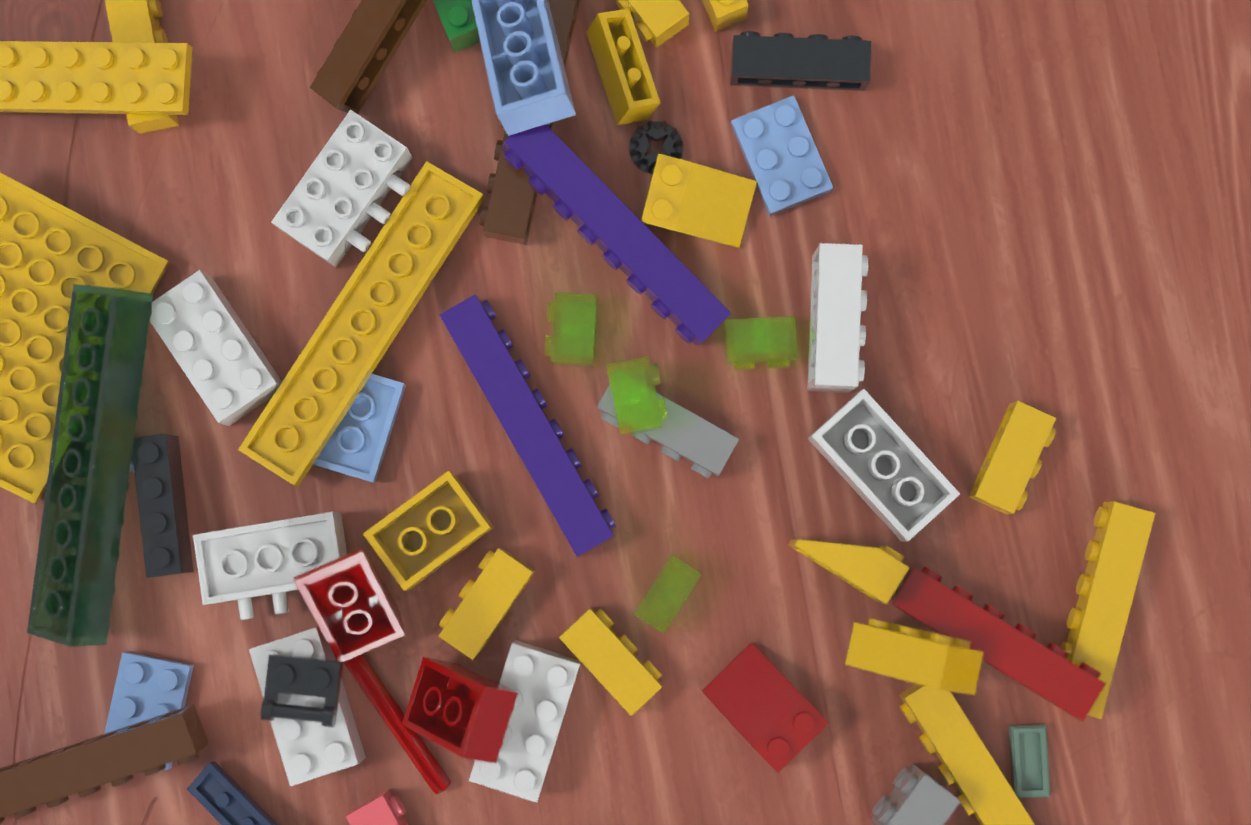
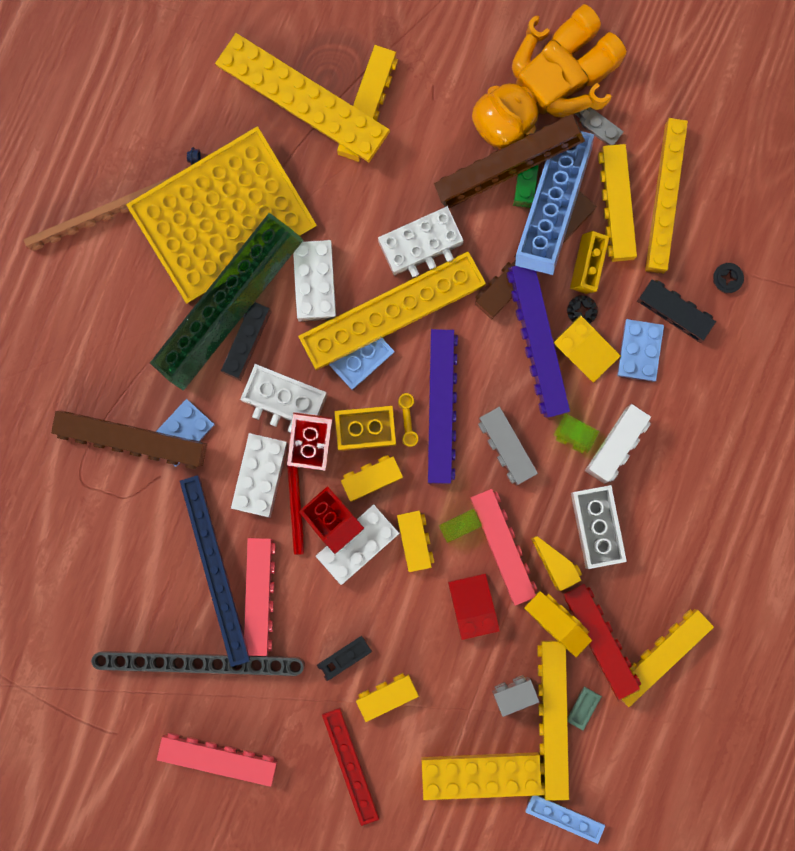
camera: 25 degrees right, 0 degrees up
(306, 678) = (266, 460): black plate -> none
(468, 452) = (405, 402): none -> yellow bar
(573, 329) = (490, 374): clear neon green brick -> none
(635, 395) = (501, 423): clear neon green brick -> none
(755, 586) = (503, 547): none -> coral brick
(1013, 458) = (663, 561): yellow brick -> none

